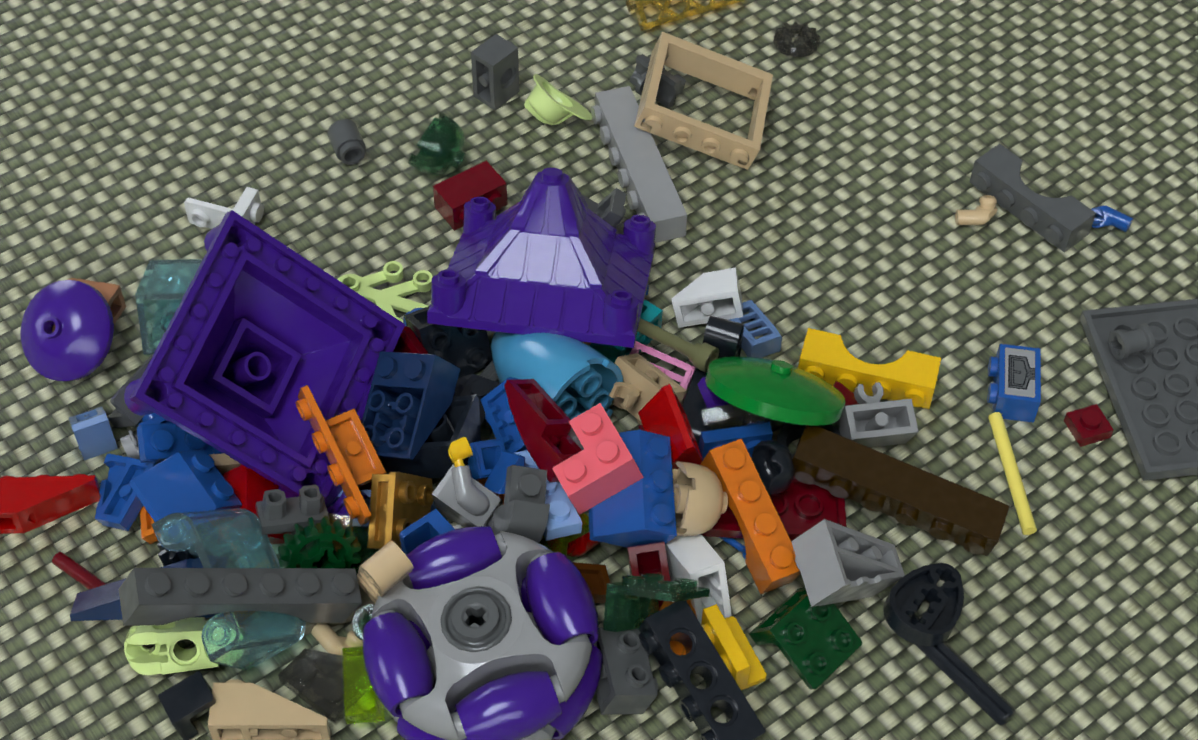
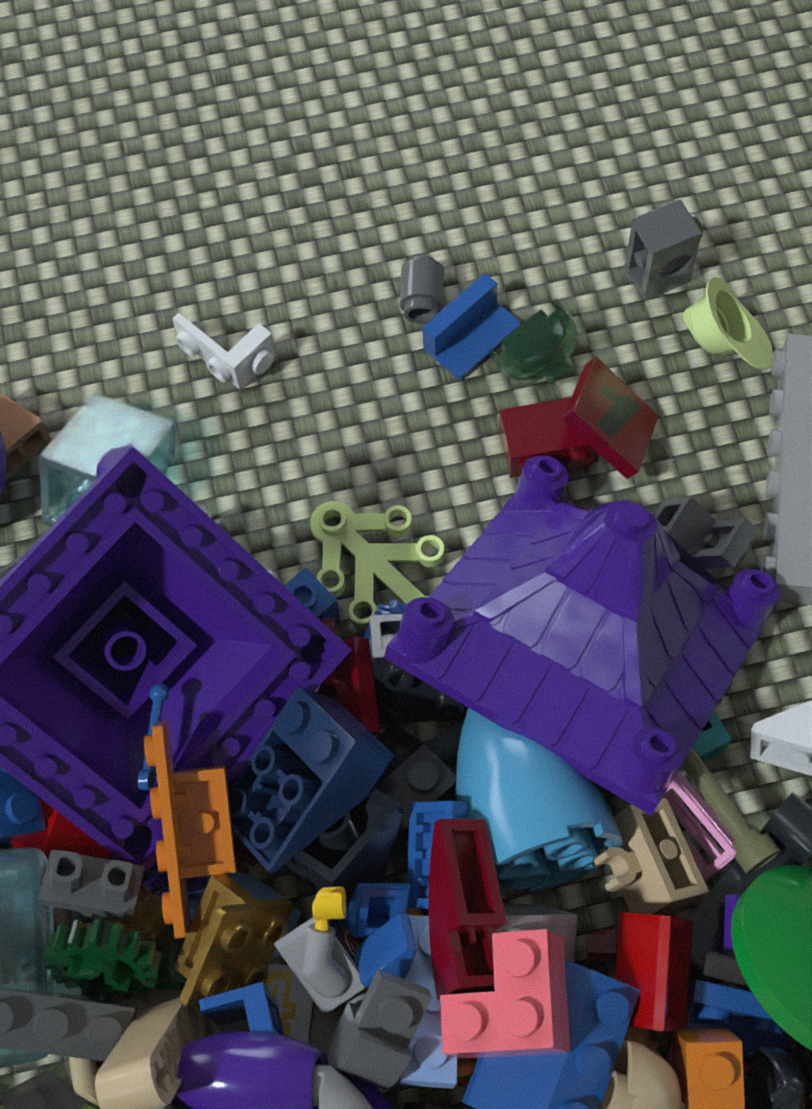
camera: 30 degrees right, 15 degrees up
(290, 386) = (159, 694): none -> blue hinge
(387, 155) = (468, 328): none -> blue panel
(504, 166) = (611, 417): none -> dark red tile

